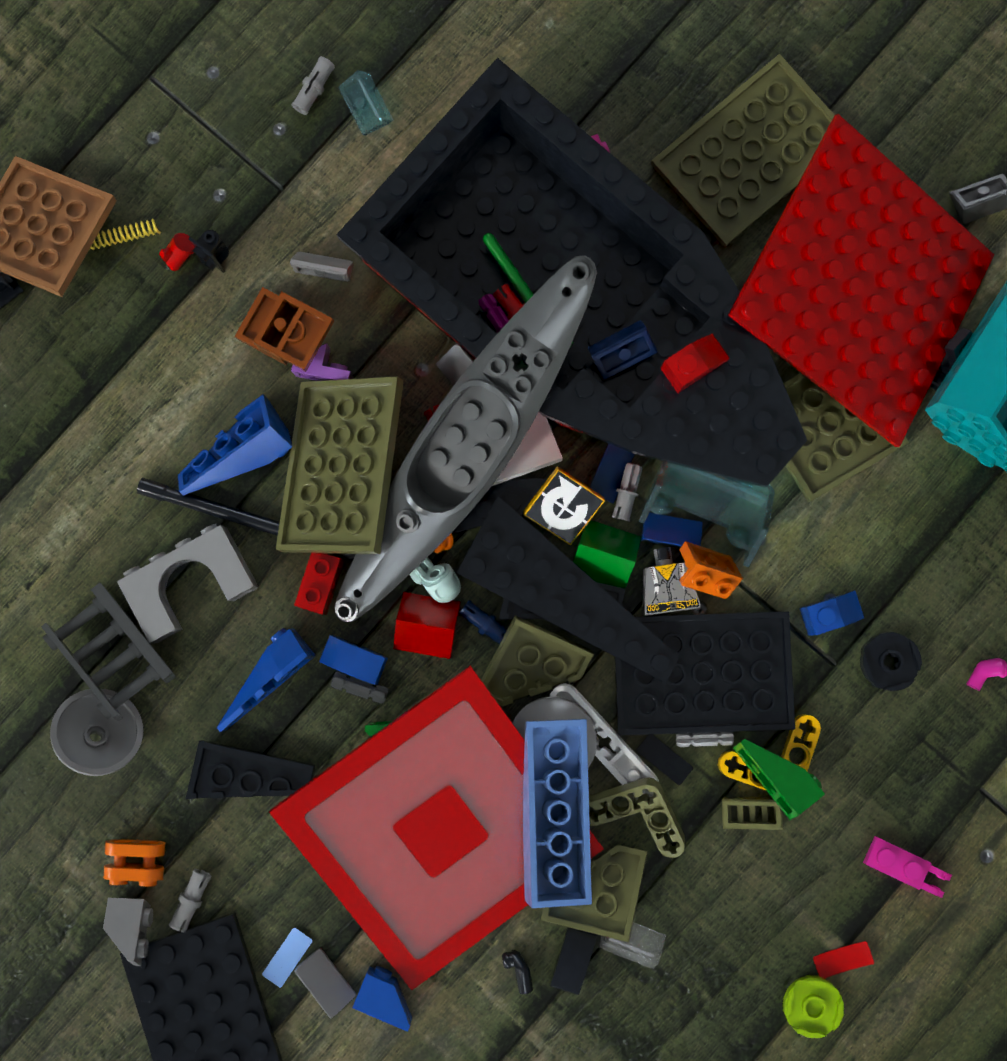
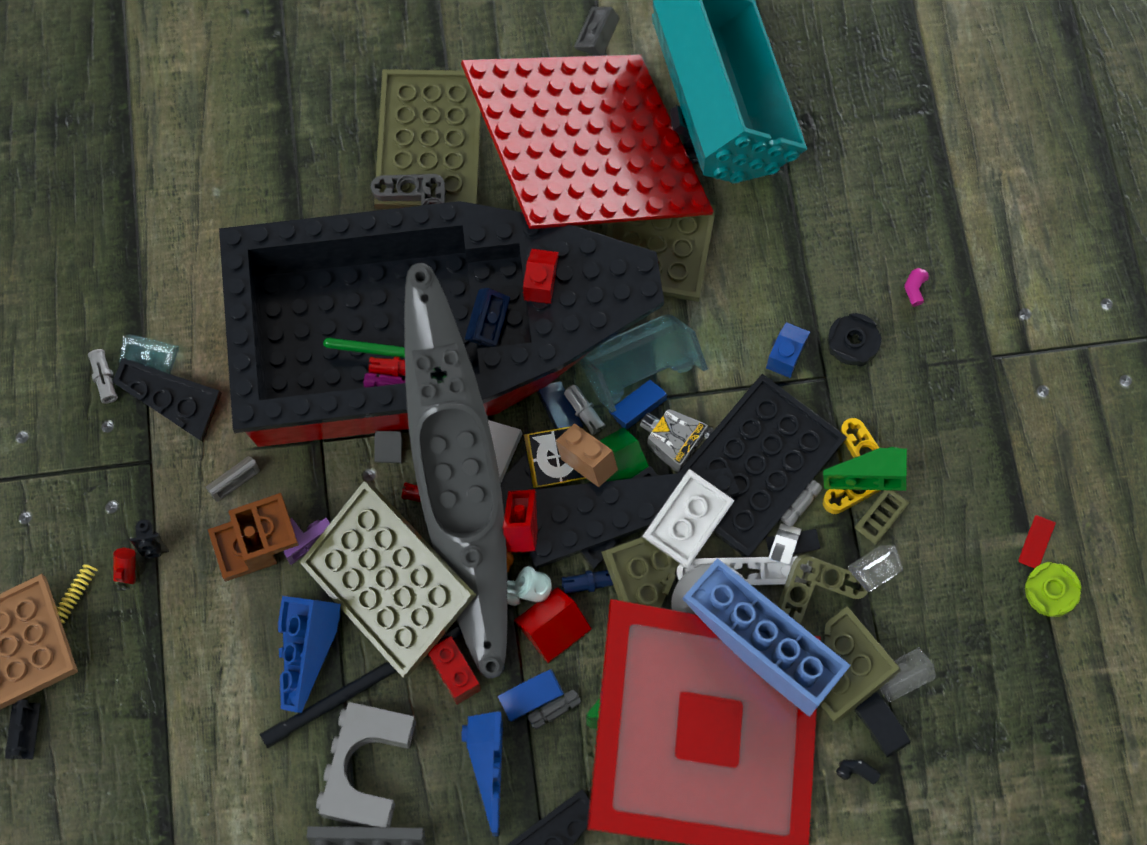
camera: 50 degrees left, 15 degrees down
(346, 160) = (174, 397): none -> black wing
(479, 530) = (520, 521): none -> red slope
(582, 534) = (586, 455): none -> medium nougat brick
(604, 662) = (688, 518): none -> white tile
(656, 755) = (784, 543): none -> white sticker
(694, 189) = (421, 193): none -> dark grey beam
(702, 847) = (876, 567): none -> clear slope
(709, 571) = (688, 399): orange bracket -> none
(903, 866) = (1004, 447): dark pink hinge -> none

